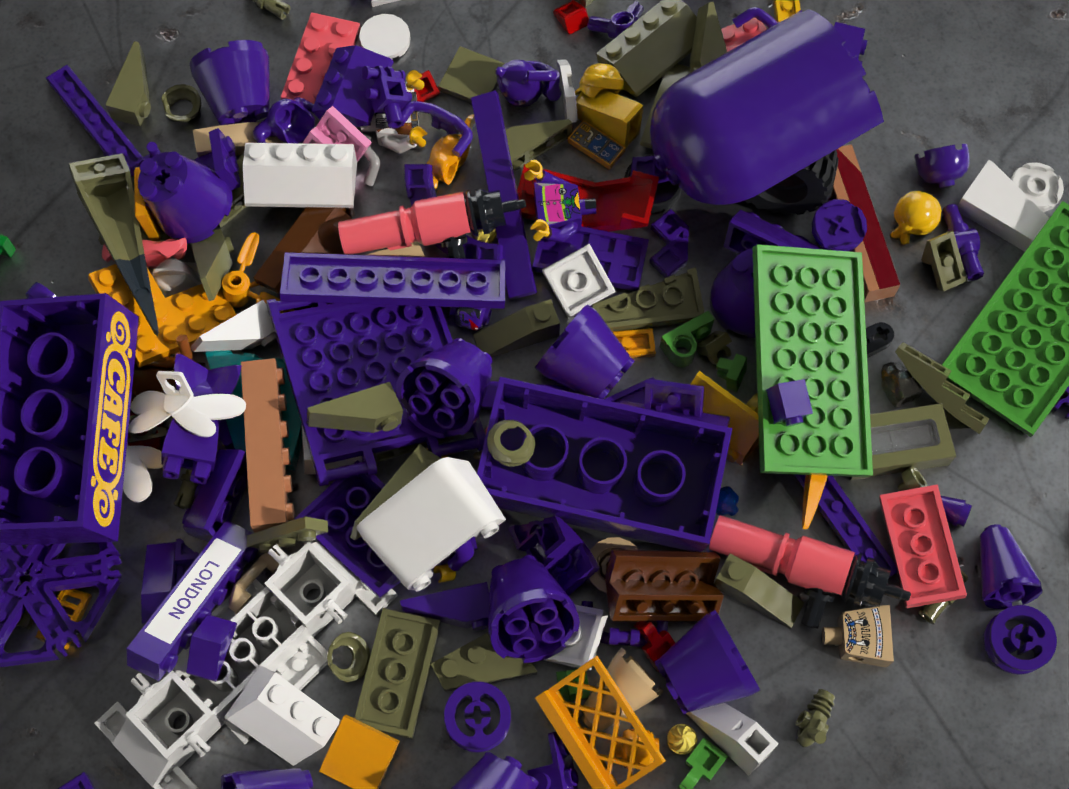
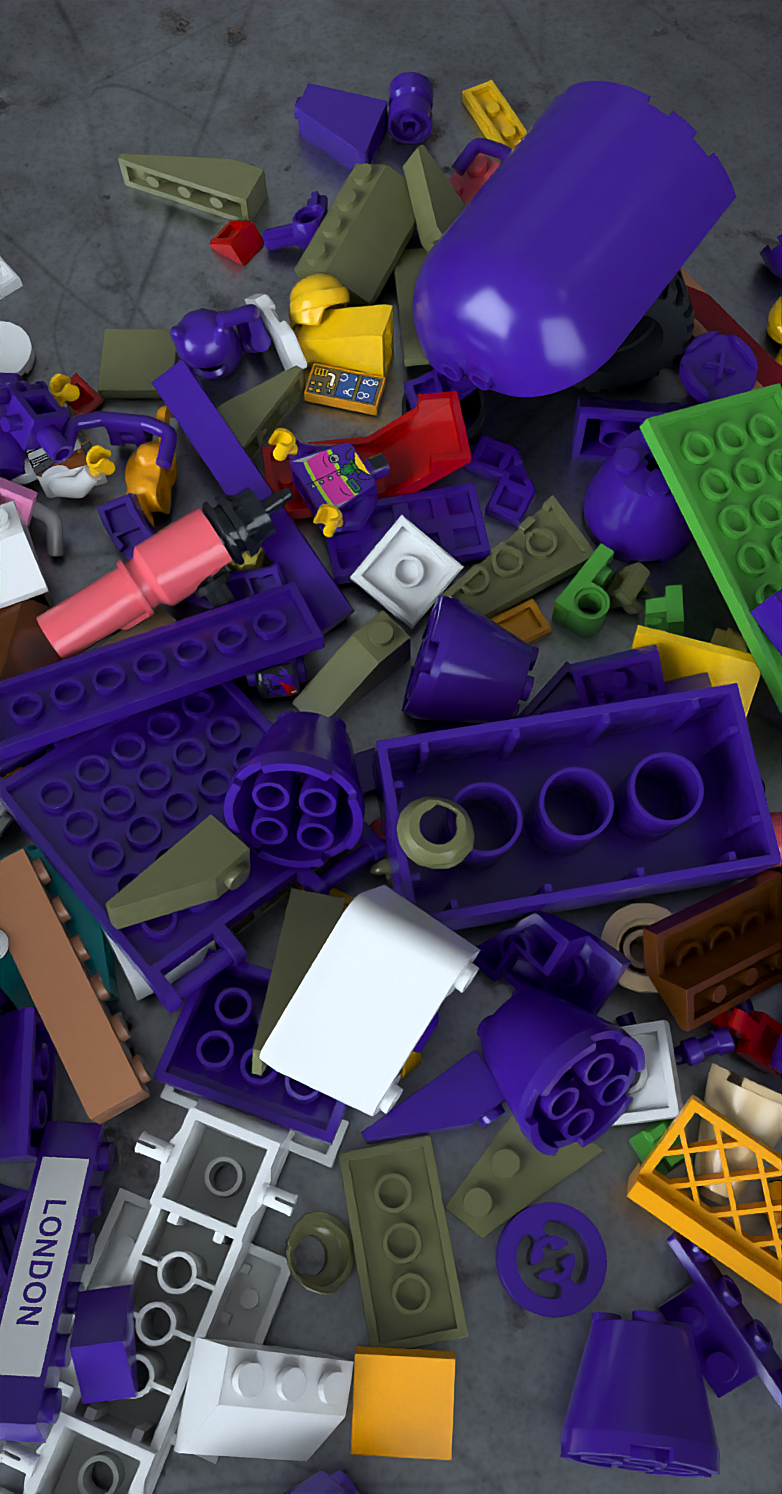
camera: 20 degrees left, 0 degrees up
(239, 595) = (114, 1231): tan bar -> none
(287, 534) = (153, 1108): olive plate -> none

